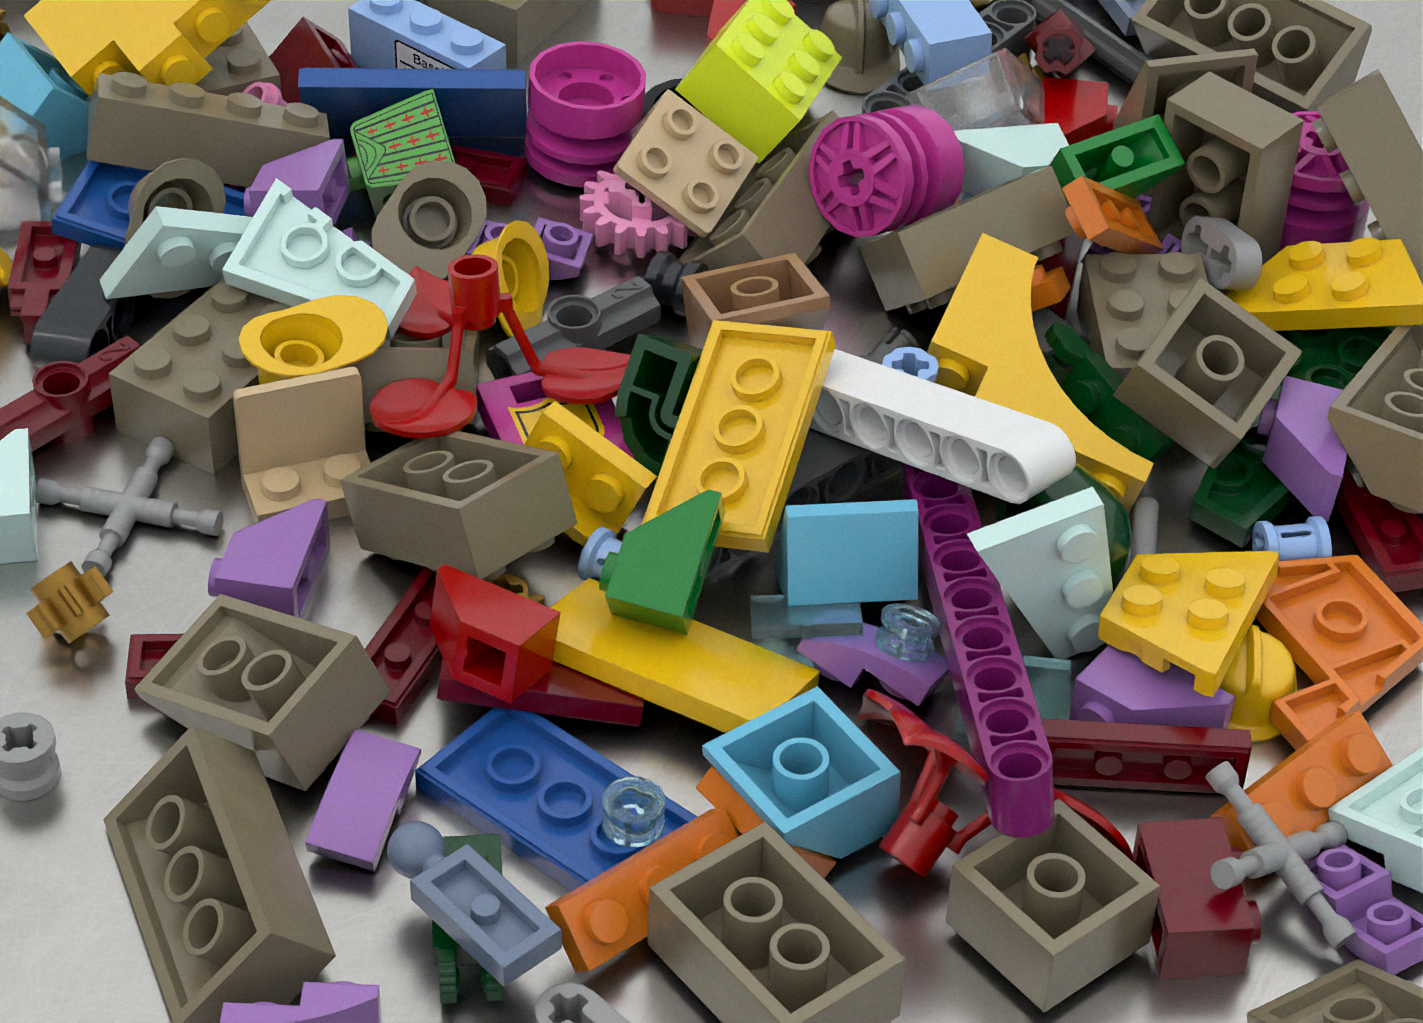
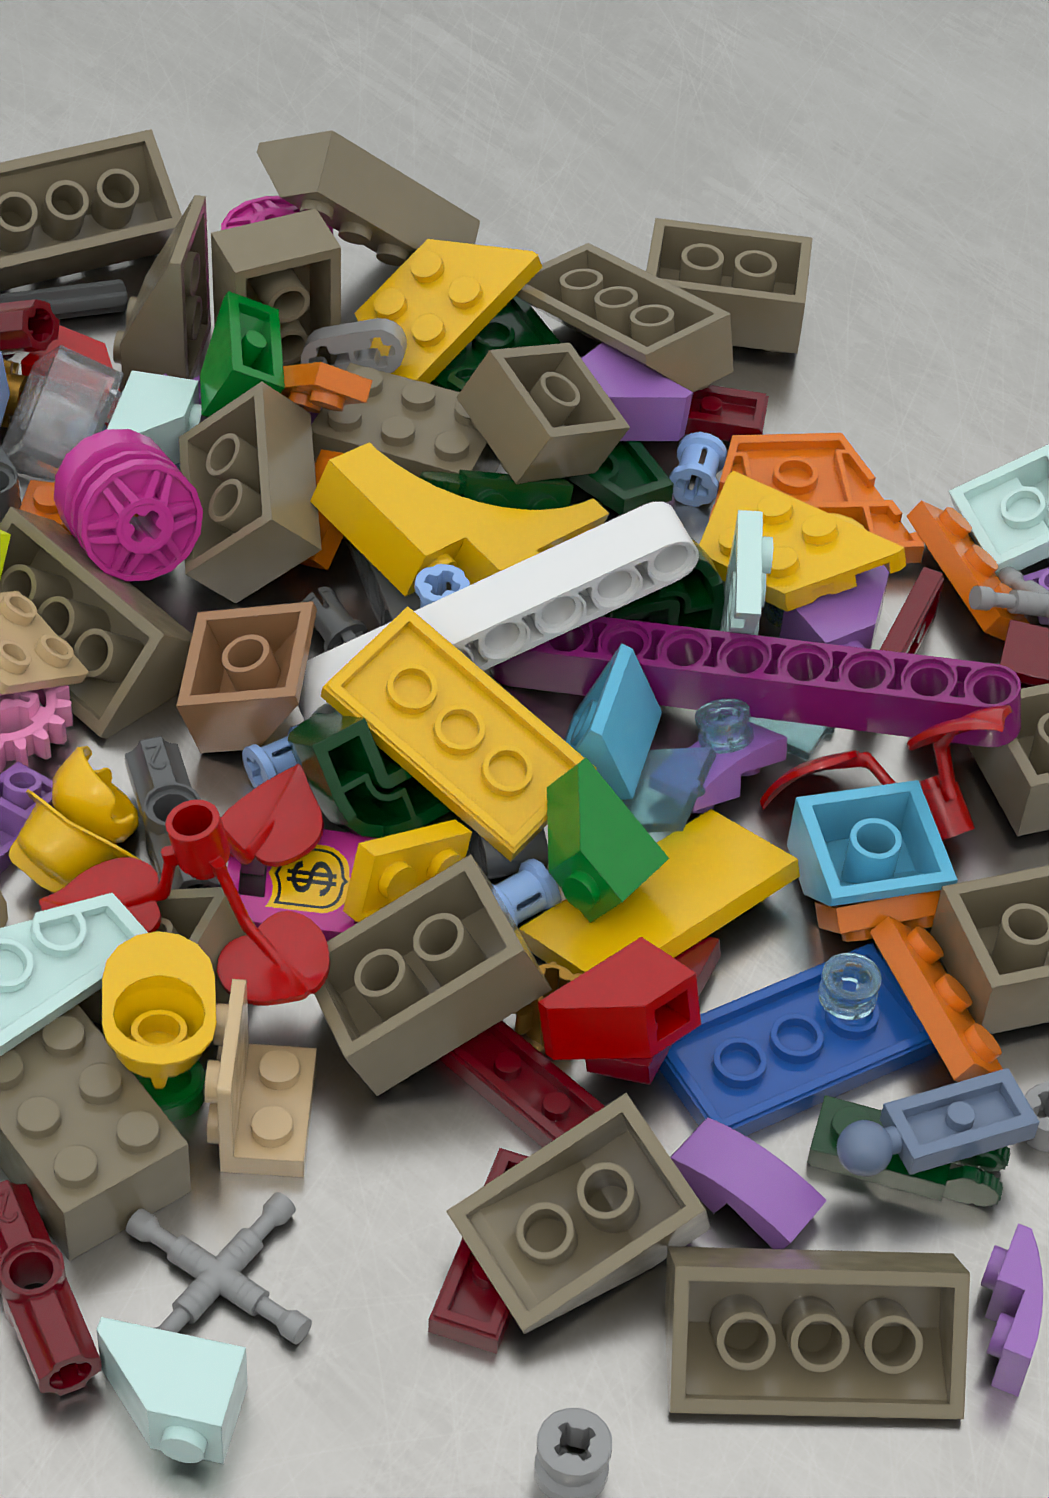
camera: 70 degrees left, 5 degrees up
(69, 602) = (374, 1354): pearl gold gear -> none
(275, 560) = (404, 1166): medium lavender slope -> none
(566, 267) = (92, 799): none -> yellow hair
(665, 279) = (140, 719): black wheel -> none

